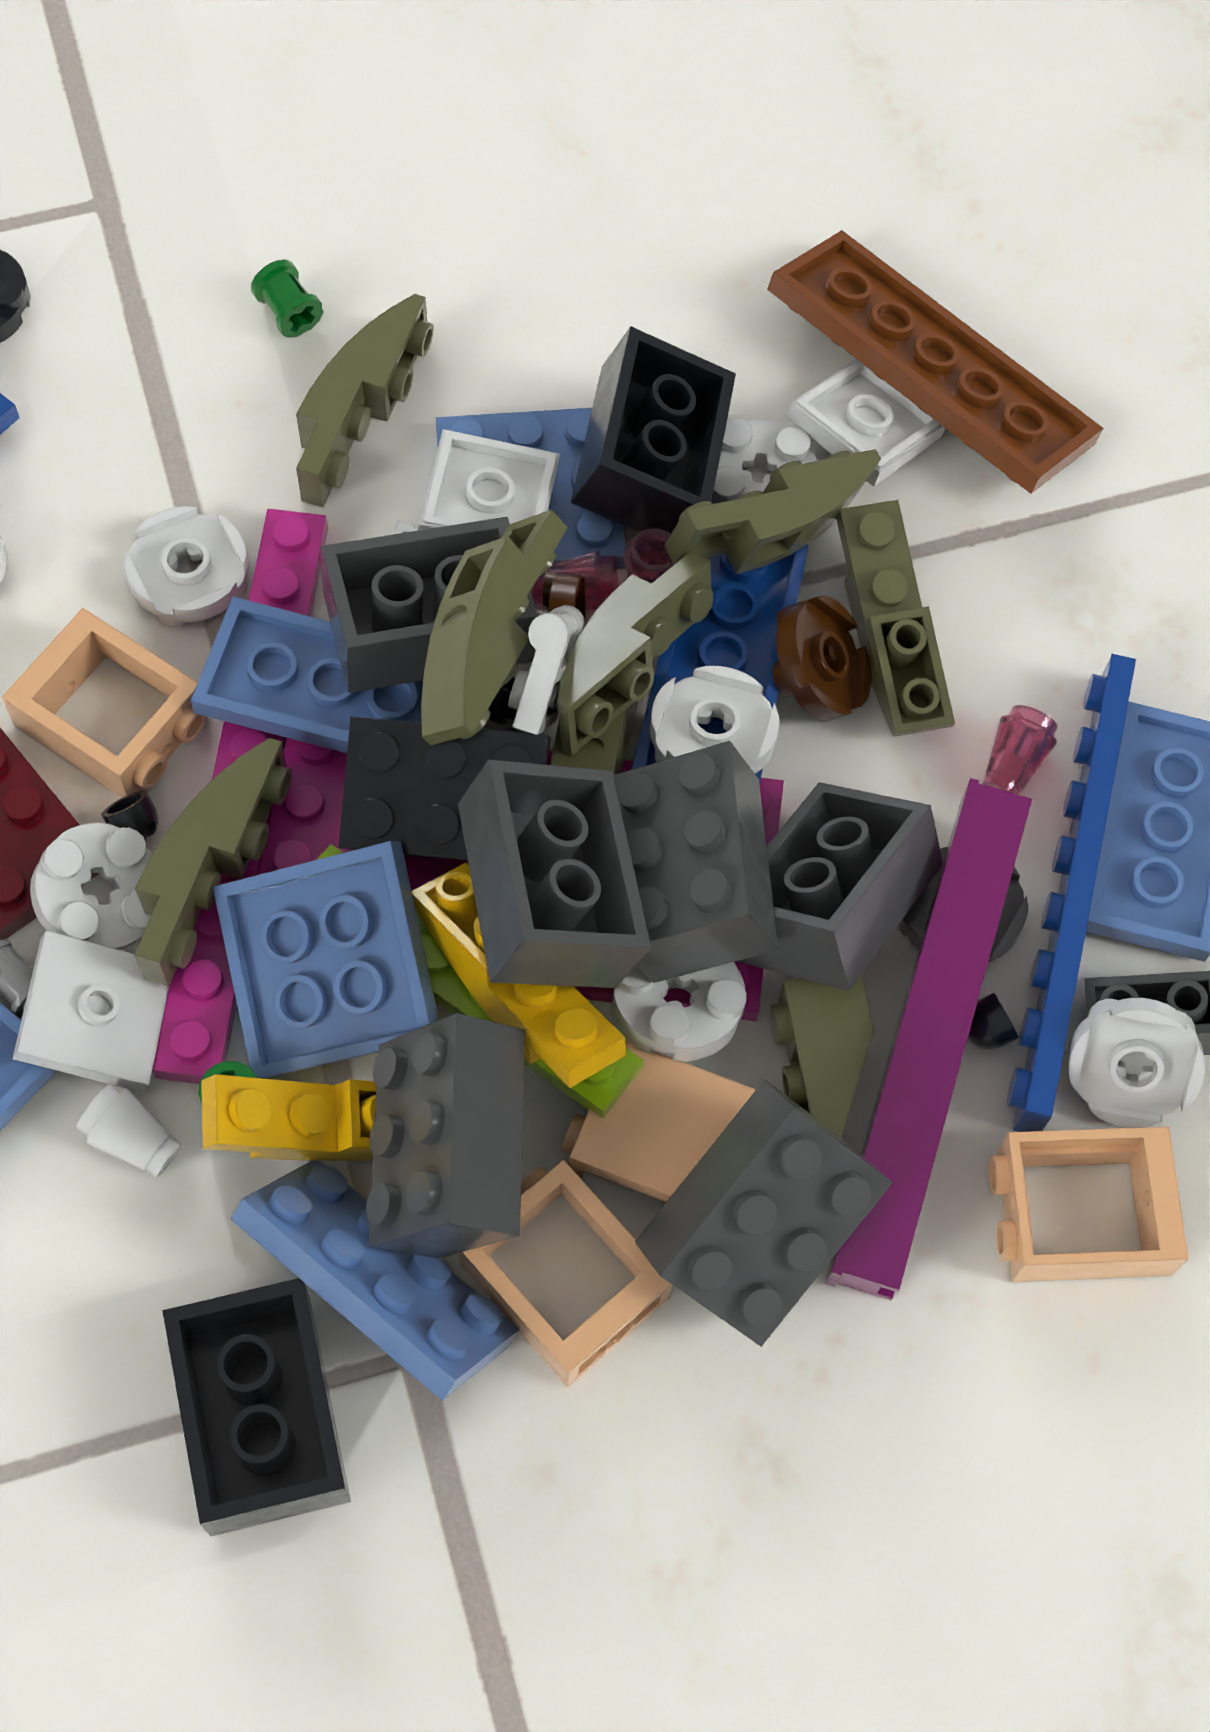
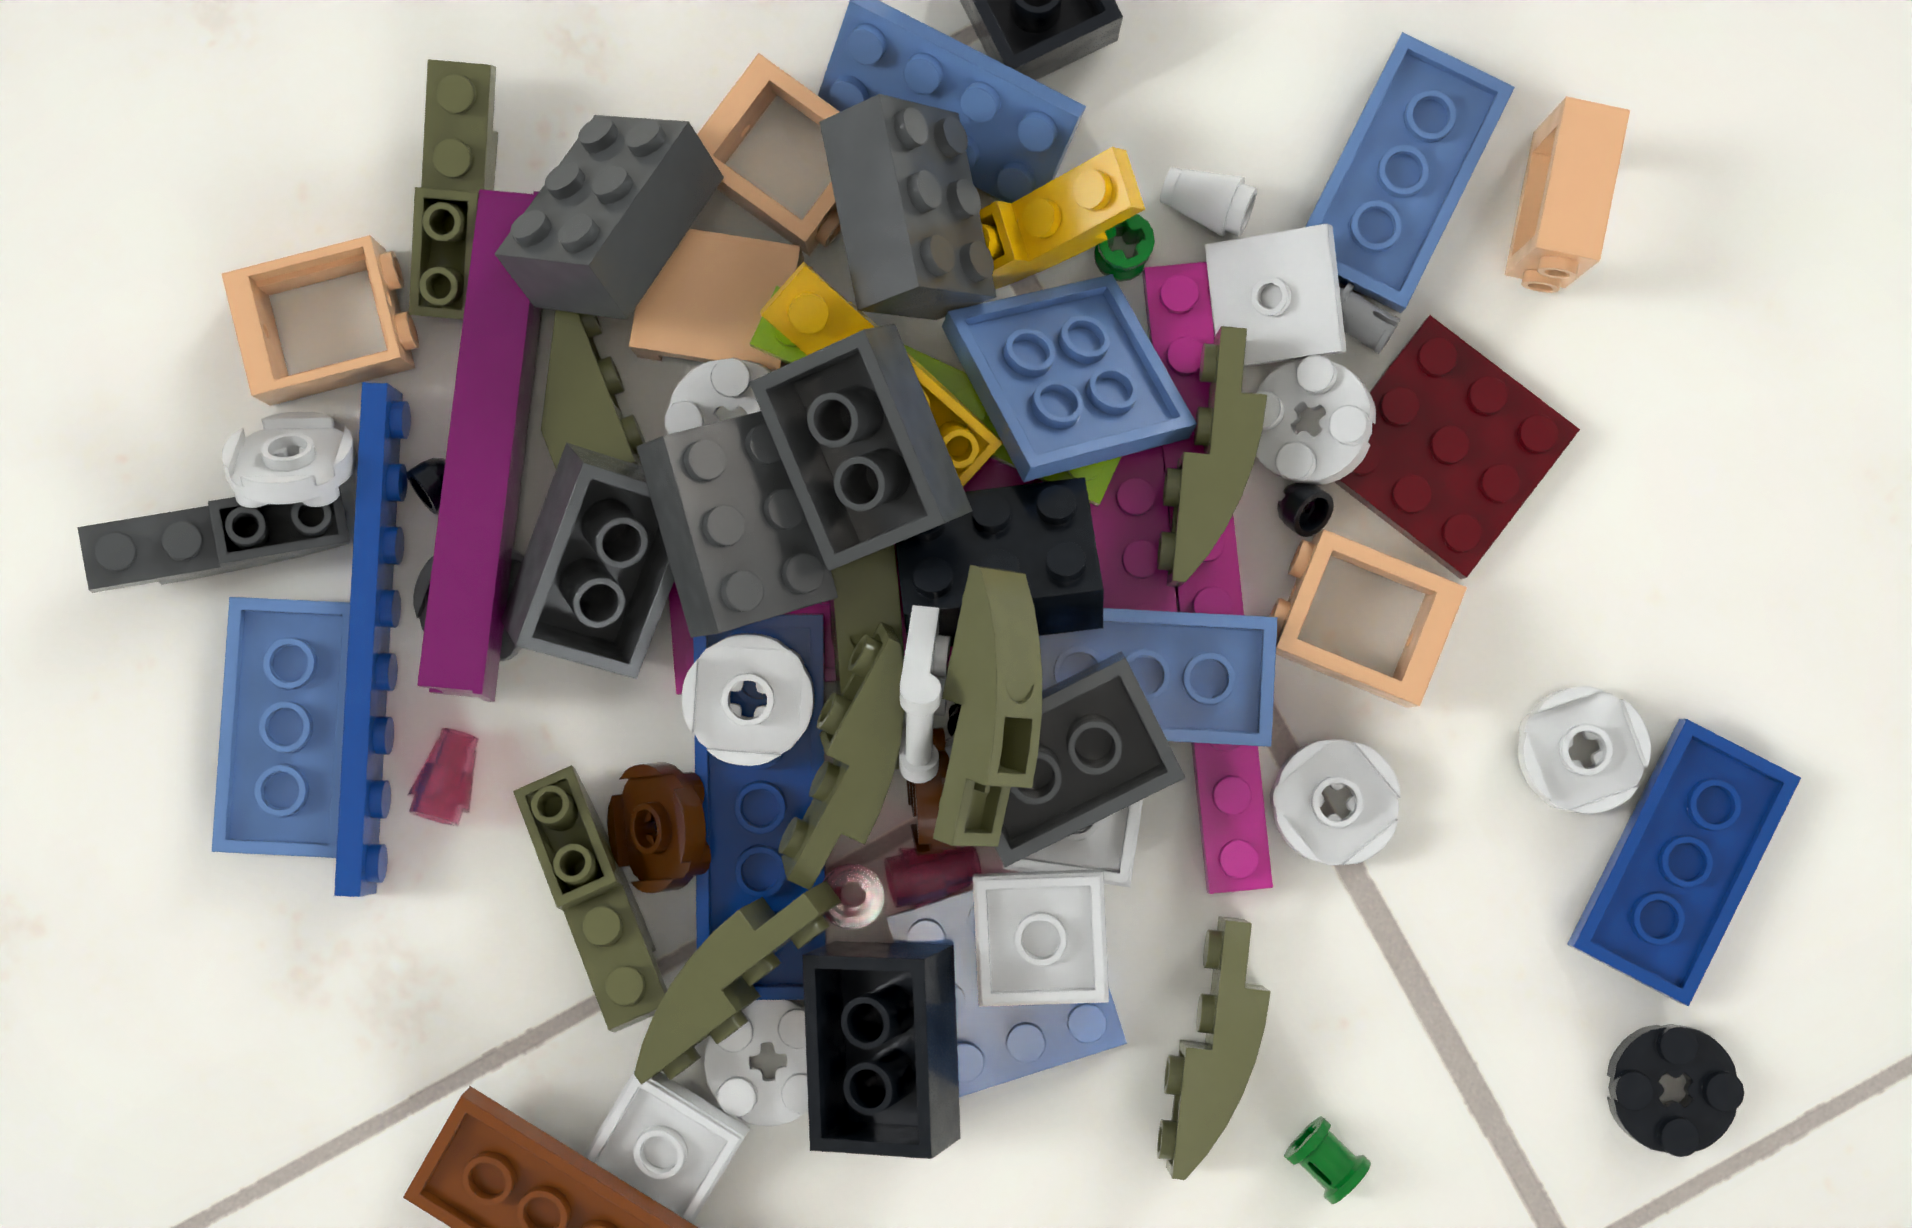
camera: 170 degrees right, 20 degrees up
(928, 1314) = (455, 166): none -> olive slope

